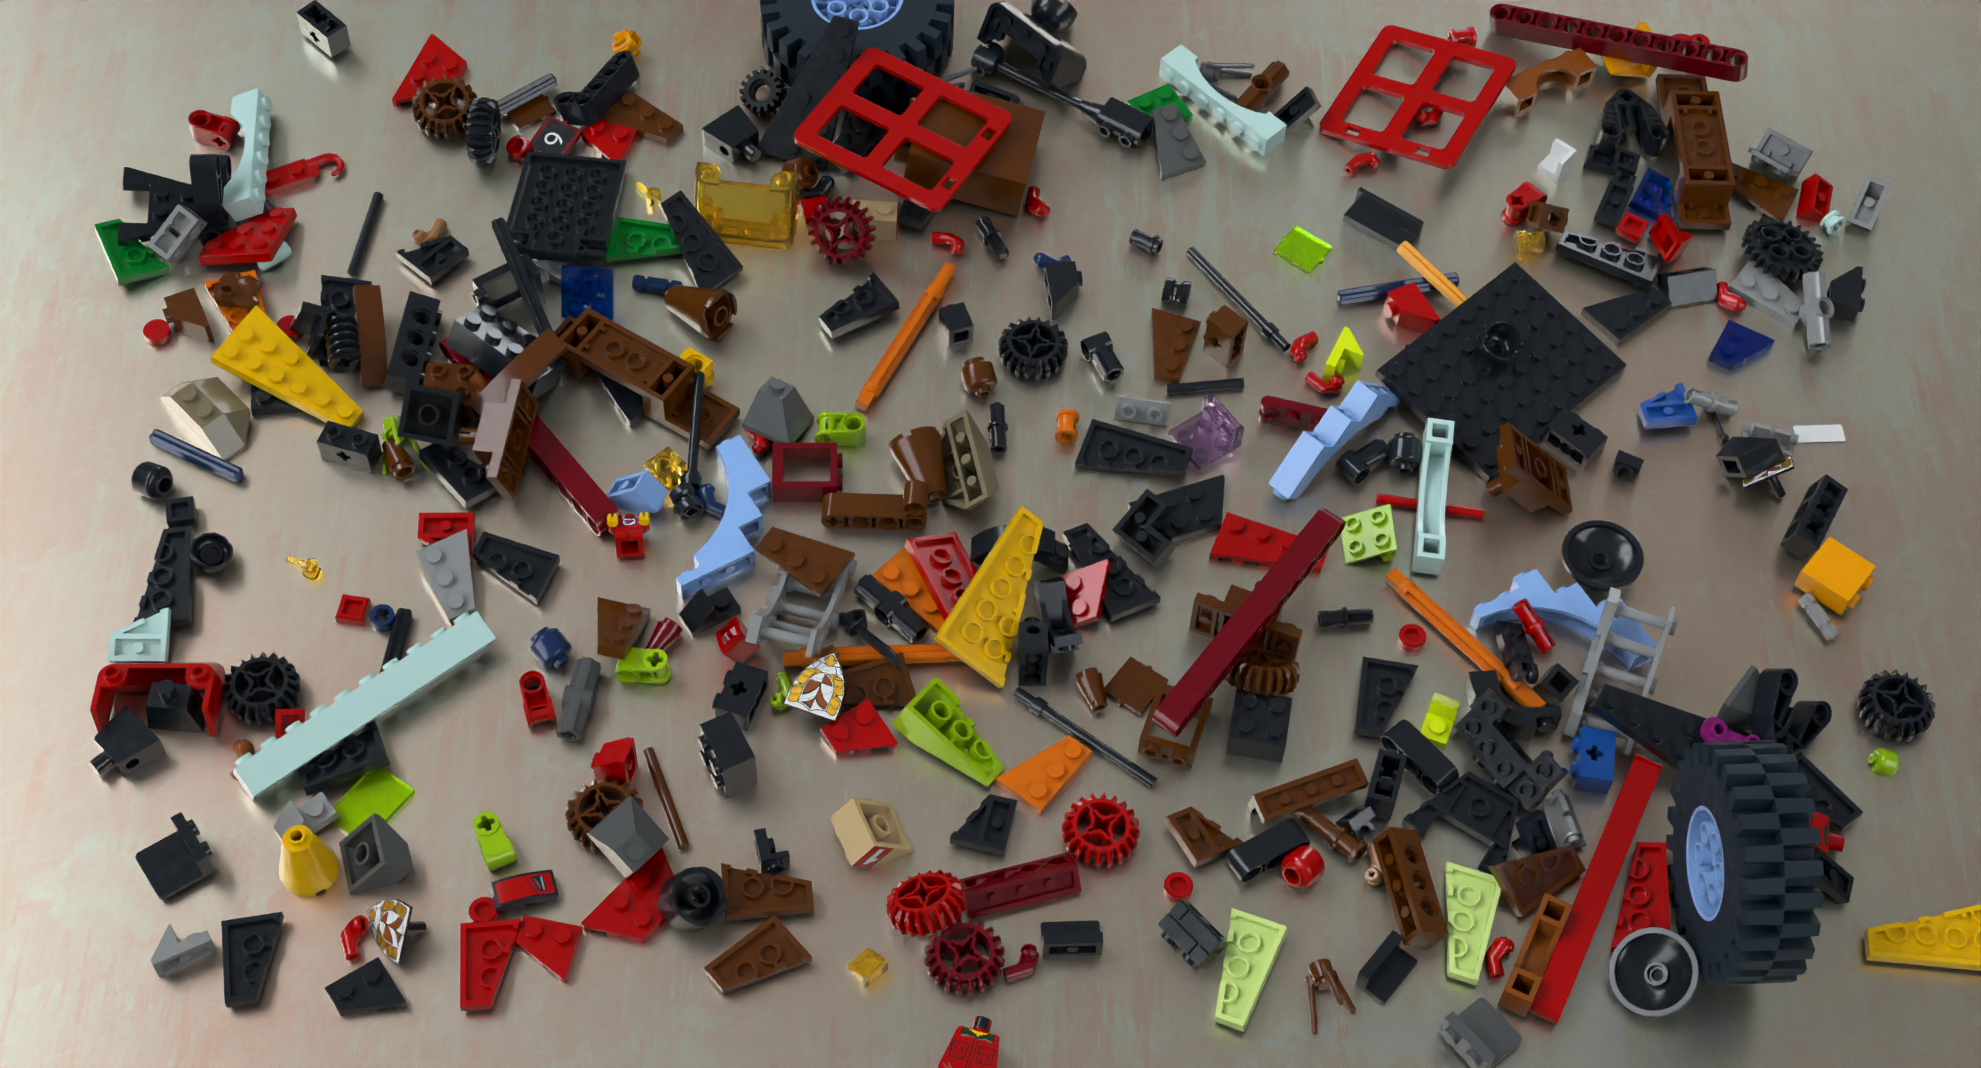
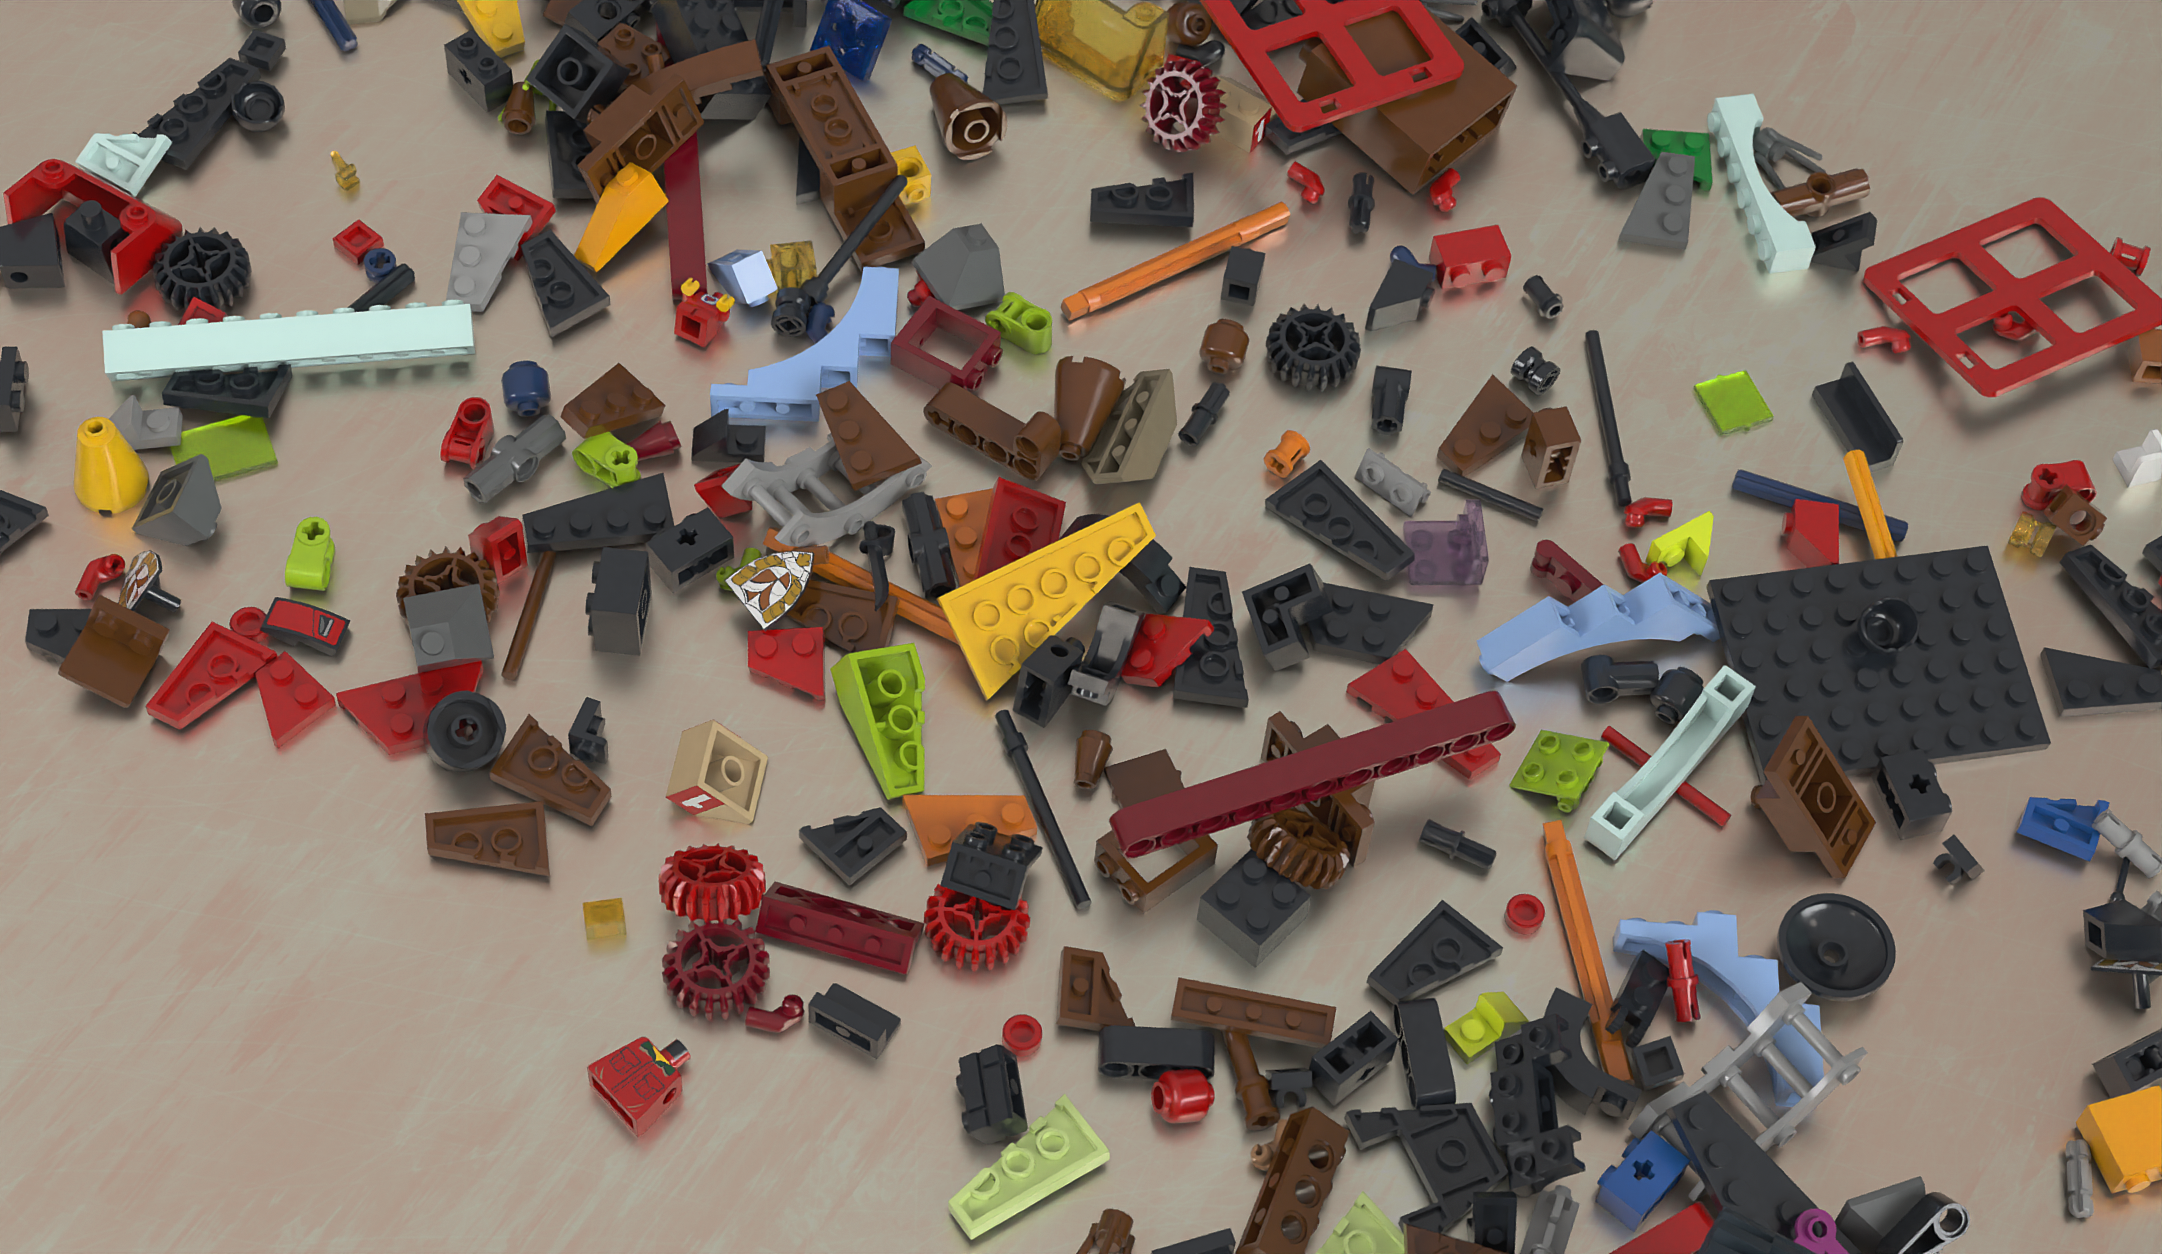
camera: 30 degrees right, 0 degrees up
(411, 981) = (114, 652): none -> reddish brown bracket
(527, 496) = (622, 211): none -> light orange slope
(670, 705) = (605, 518): none -> black wing
(1085, 238) = (1470, 256): none -> red brick
(1091, 790) = (990, 864): none -> black bracket

